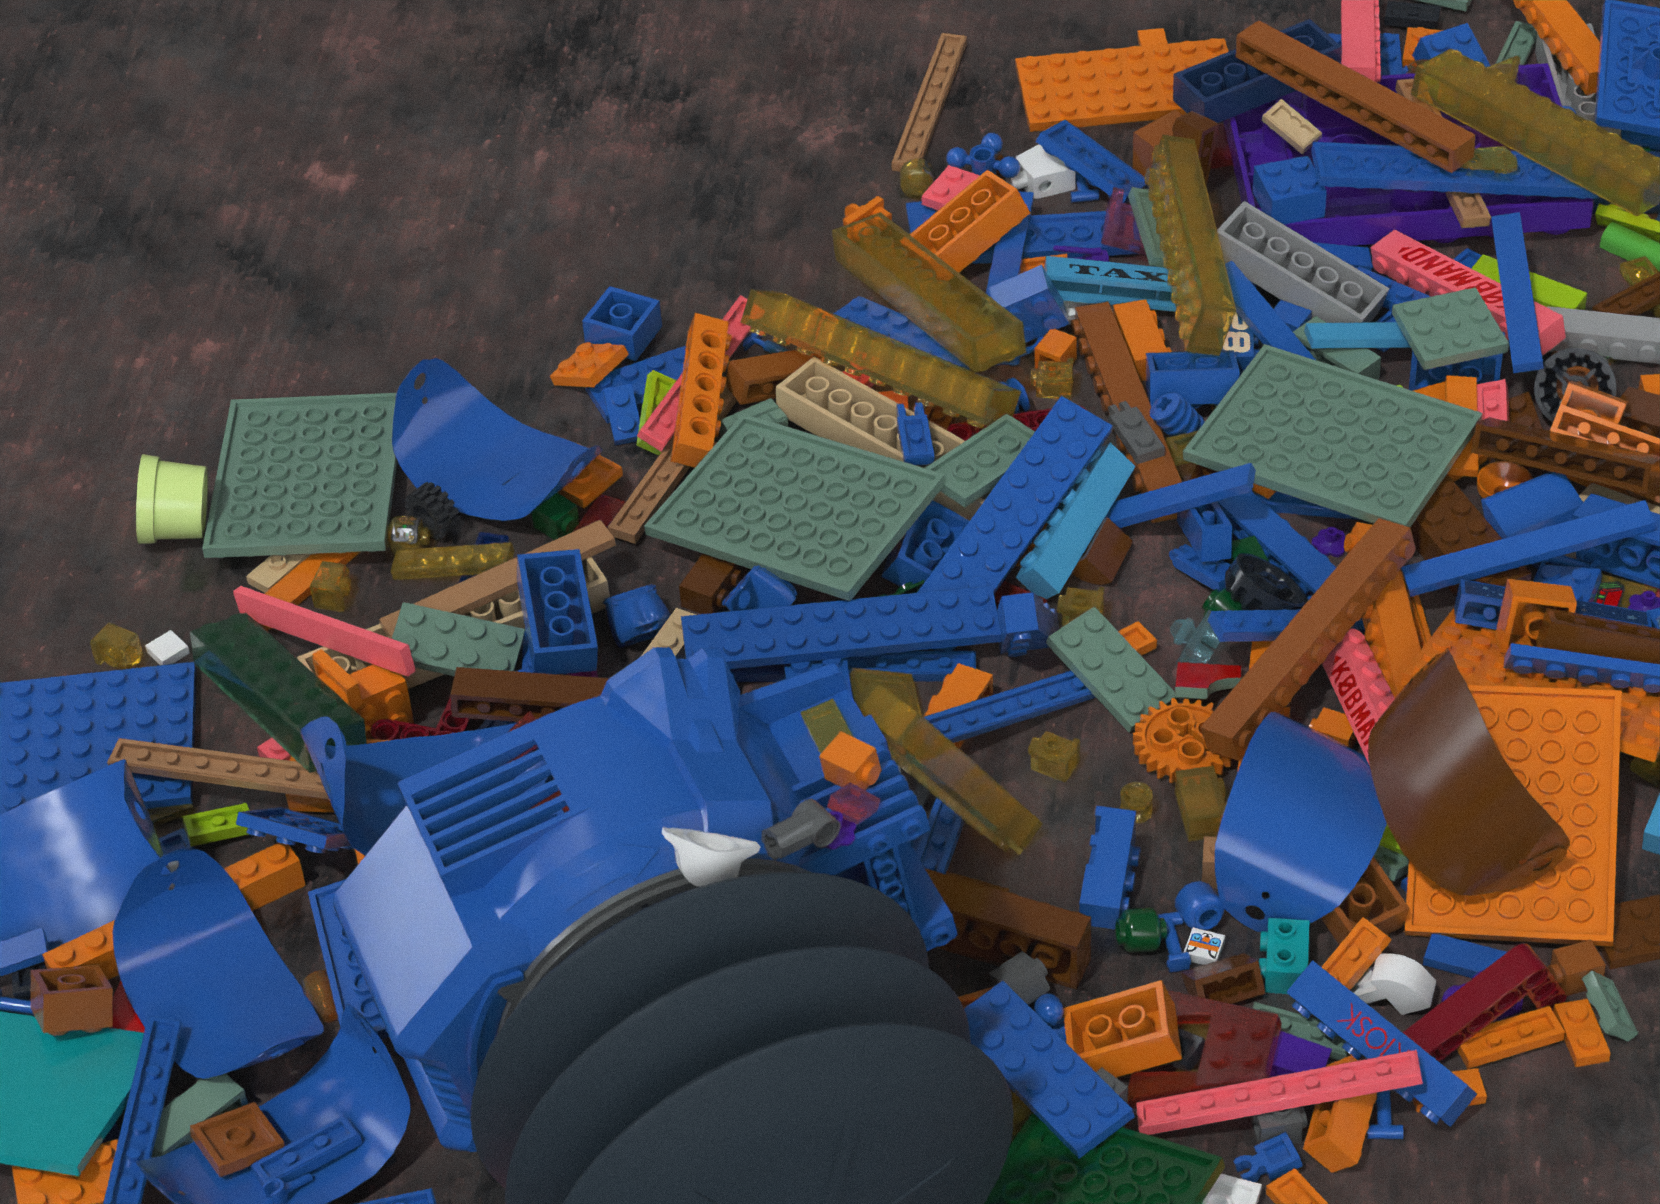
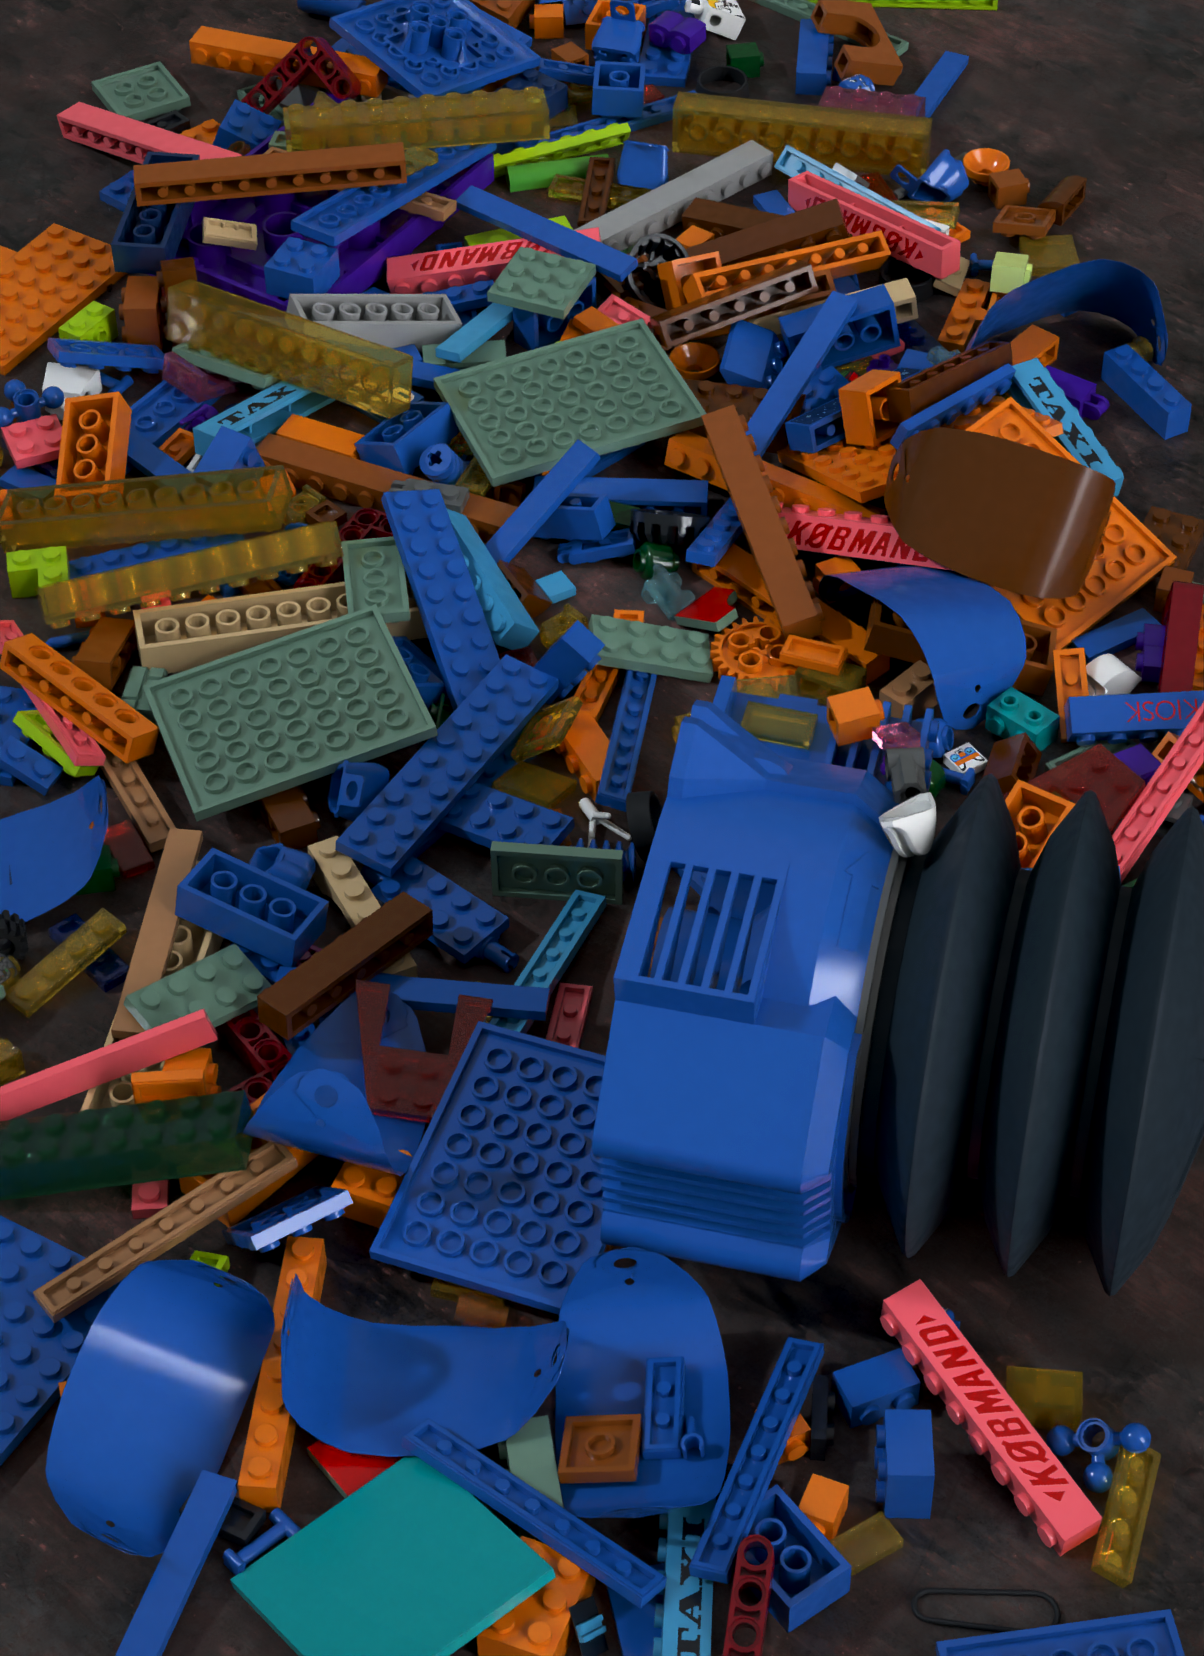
camera: 55 degrees left, 0 degrees up
(71, 999) = (317, 1488): dark orange brick -> none
(824, 285) = (36, 568): none -> lime brick
(915, 436) = (298, 600): blue hinge -> none
(940, 661) = (546, 729): none -> clear yellow tile
(1026, 669) = (597, 688): none -> orange plate
(1053, 390) = (326, 511): none -> reddish brown tile
(1116, 133) = (92, 323): none -> lime brick
(1134, 573) = (557, 586): none -> dark azure tile
(1203, 769) = (813, 654): none -> orange tile
(1329, 542) = (640, 470): dark purple plant -> none
(1548, 24) = (307, 62): none -> dark red beam

